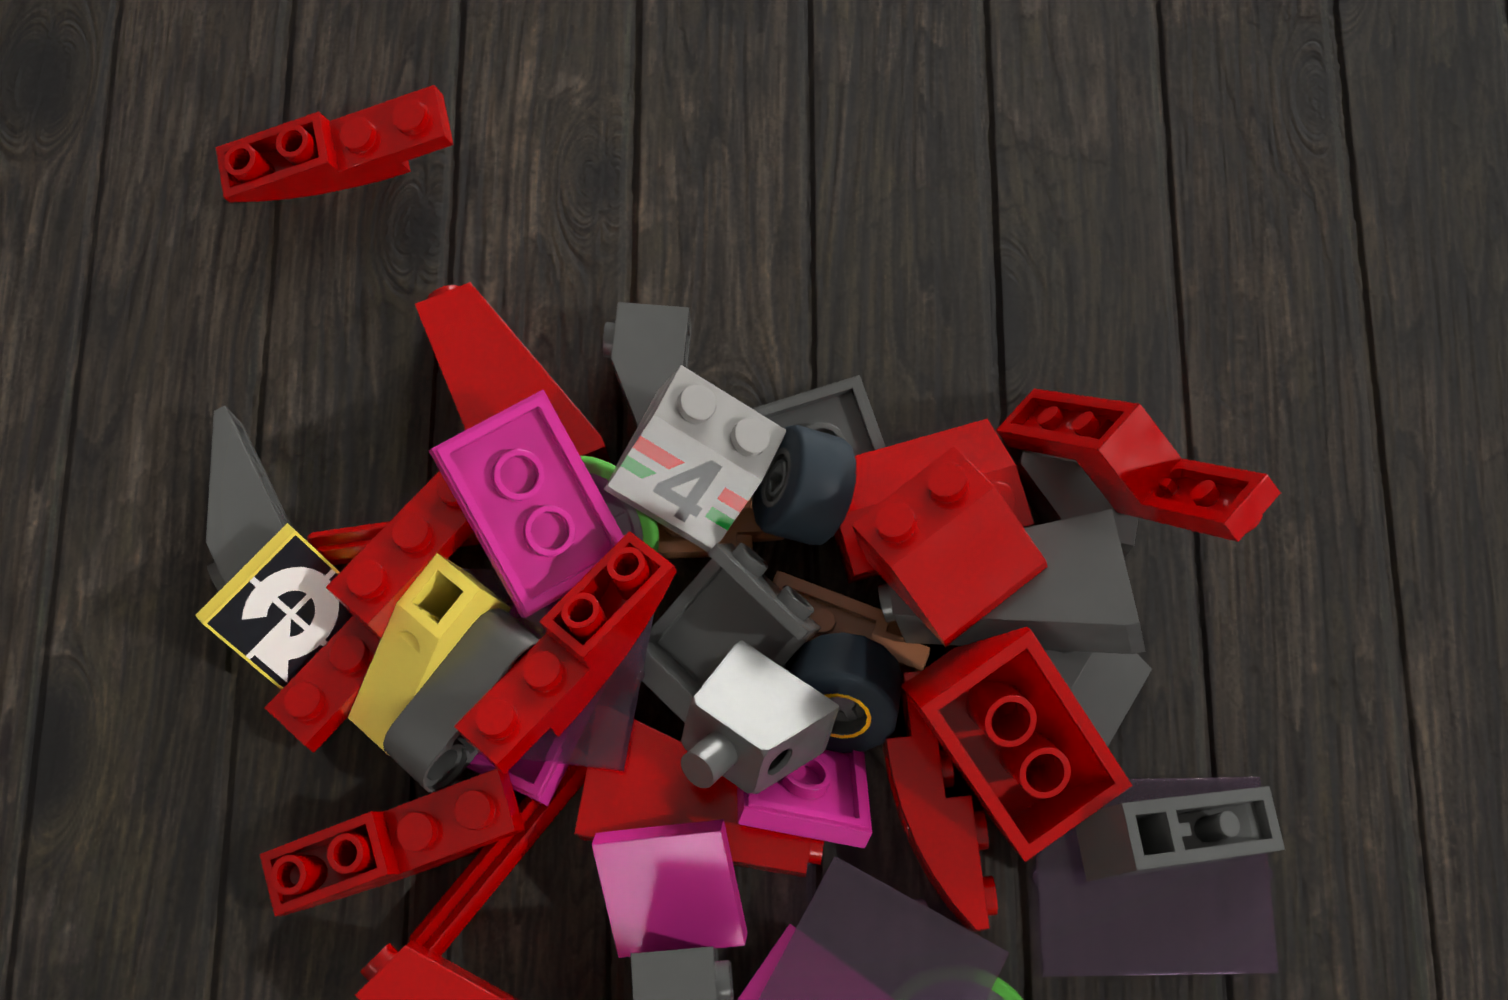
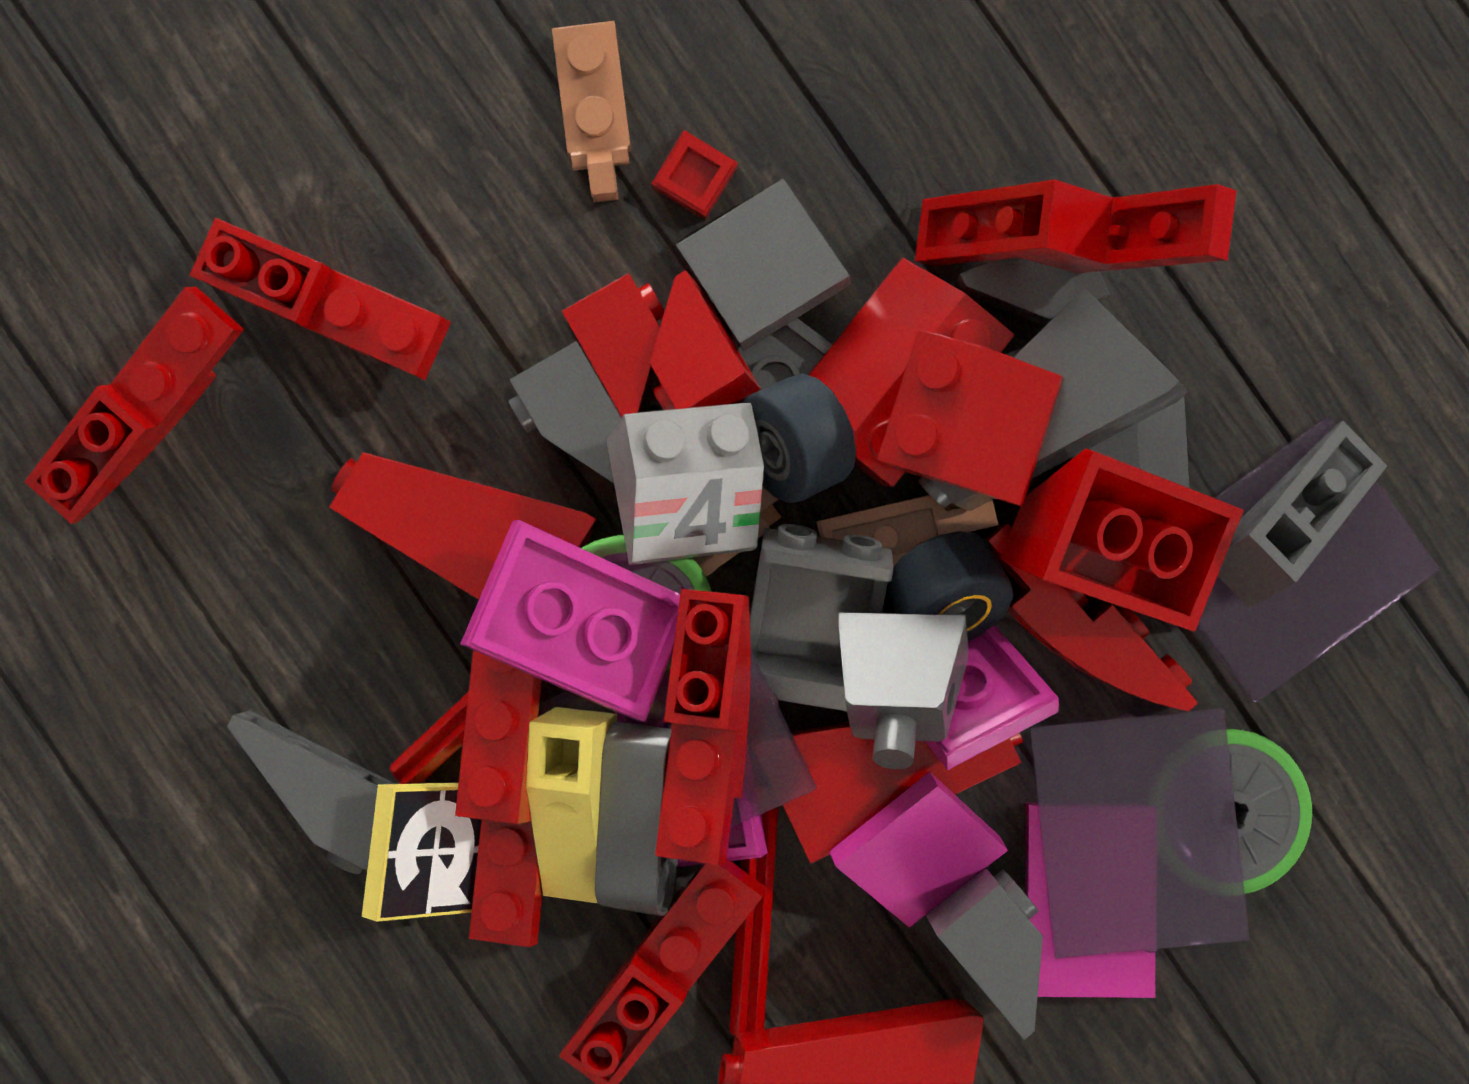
camera: 40 degrees left, 15 degrees up
(525, 163) = (320, 299): none -> red slope
(727, 329) = (618, 335): none -> red slope
(776, 372) = (696, 353): none -> red slope
(828, 162) = (593, 103): none -> nougat hinge
(868, 259) = (694, 175): none -> red tile
(874, 353) = (763, 264): none -> dark grey tile

